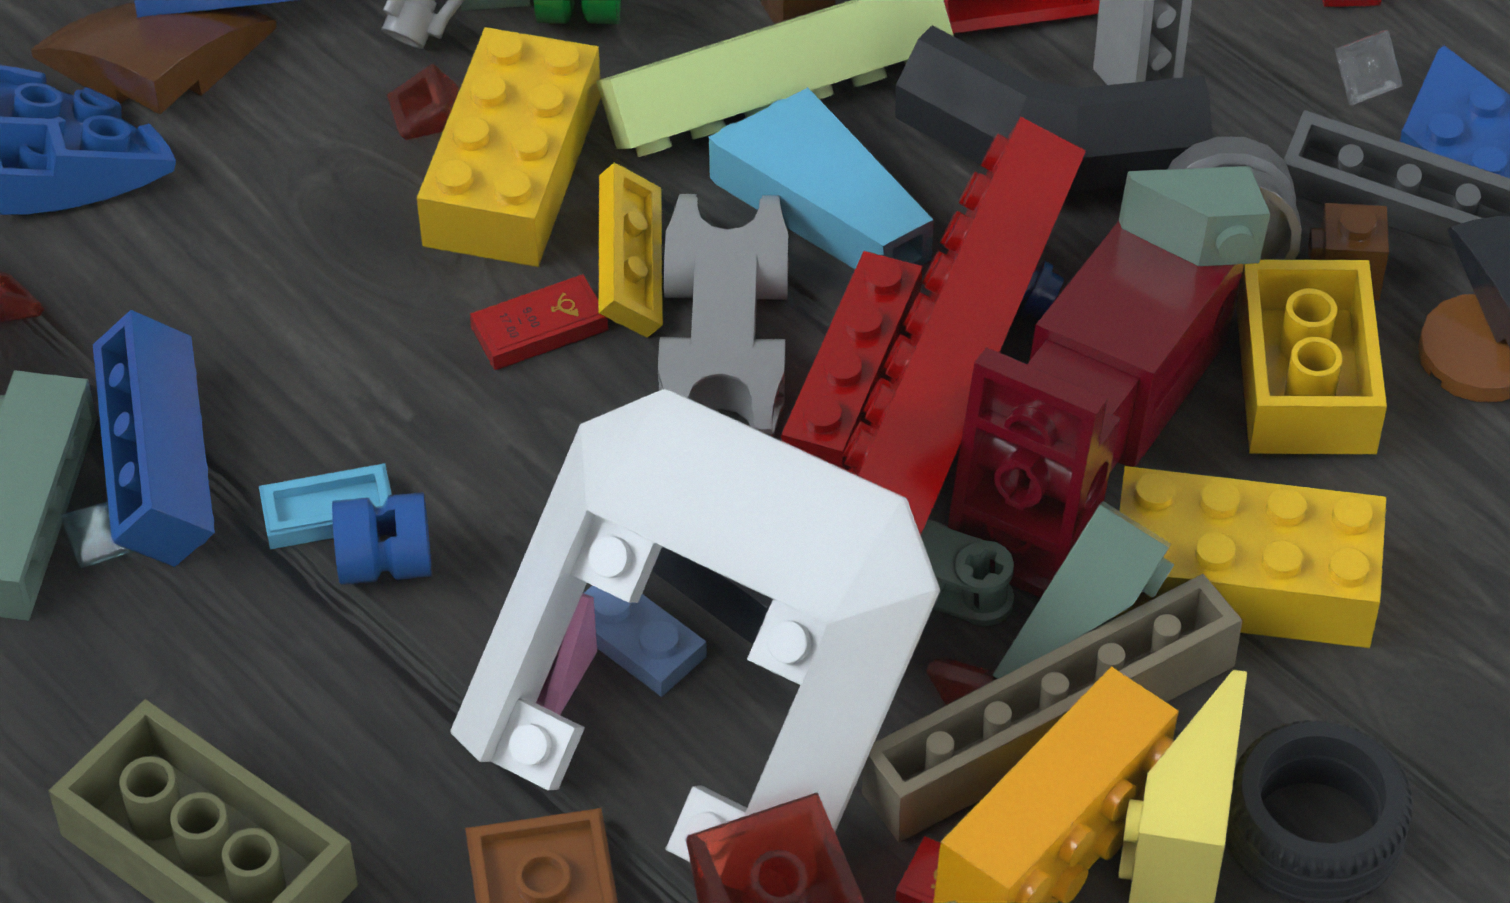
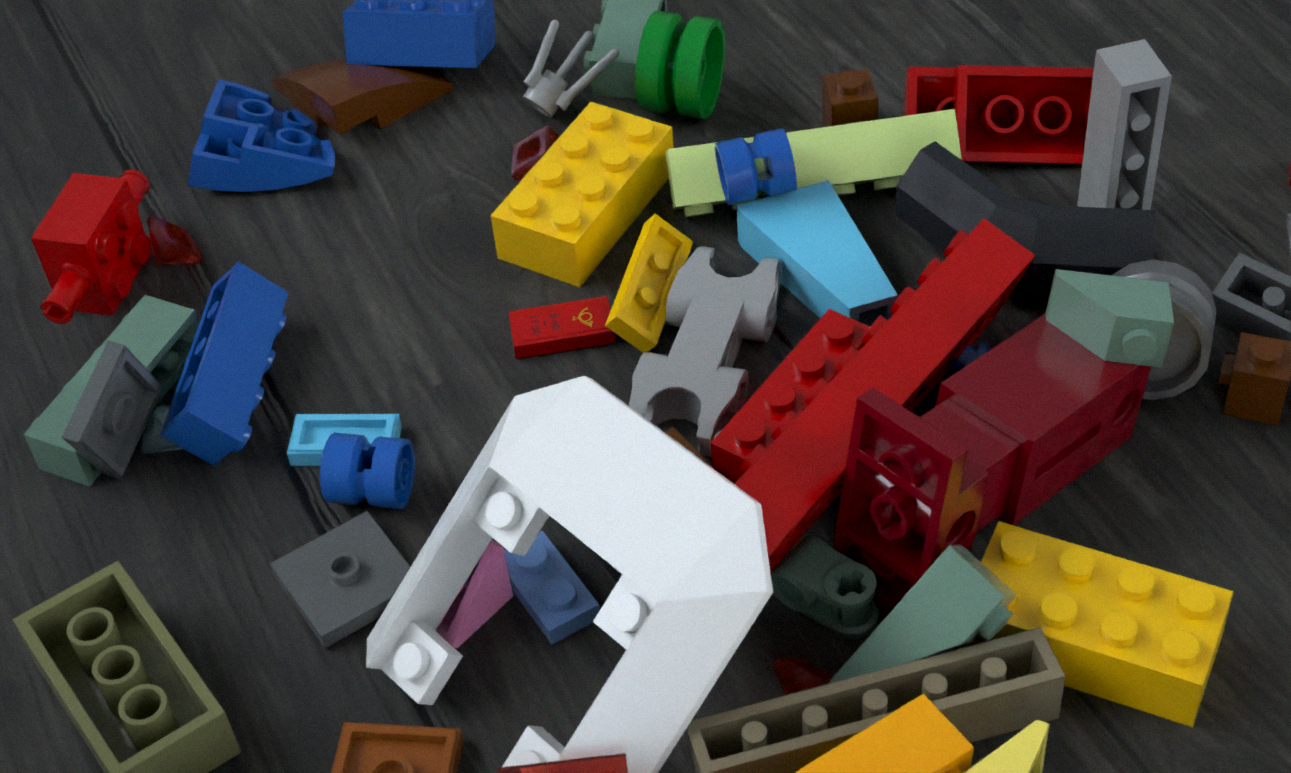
camera: 20 degrees right, 5 degrees down
(51, 523) = (113, 410): none -> dark grey plate
(396, 668) = (342, 578): none -> dark grey plate
(729, 85) = (738, 168): none -> blue wheel
(1310, 357) = (1197, 460): yellow brick -> none

